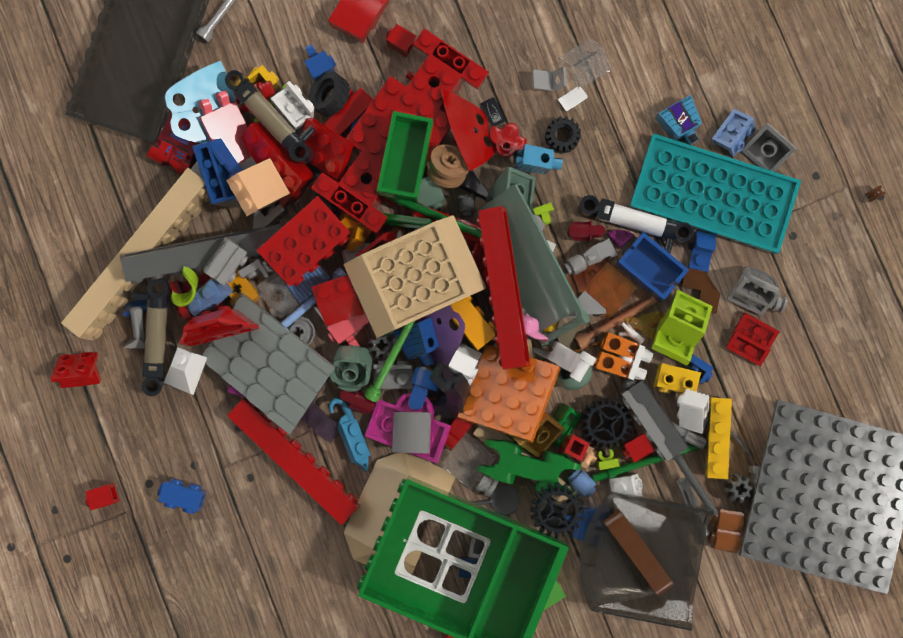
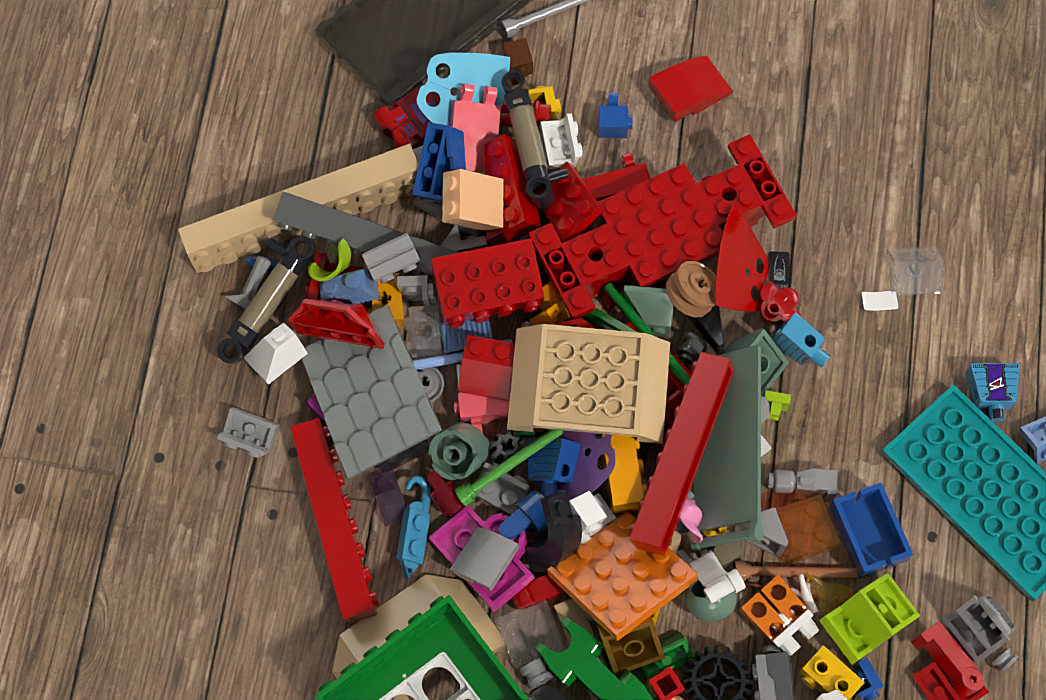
camera: 30 degrees right, 15 degrees down
(76, 370) = (160, 293): red bracket -> none
(101, 496) = (100, 440): red brick -> none
(175, 494) = (182, 482): blue brick -> none
(200, 434) = (248, 433): none -> light grey bracket
(226, 54) = (519, 56): none -> reddish brown brick
(337, 98) = (607, 152): black tyre -> none
(400, 40) = (715, 138): red brick -> none
(405, 156) = (651, 250): green piece -> none
(548, 80) = (860, 265): light grey bracket -> none
(567, 124) = (849, 318): black tyre -> none
(585, 231) = (814, 450): dark red arm -> none
(608, 211) = (852, 442): piece -> none
(620, 237) = (851, 480): magenta tile -> none
(700, 281) = (921, 582): reddish brown tile -> none
(702, 249) = (941, 549): blue slope -> none
(746, 324) = (951, 659): none -> red leg

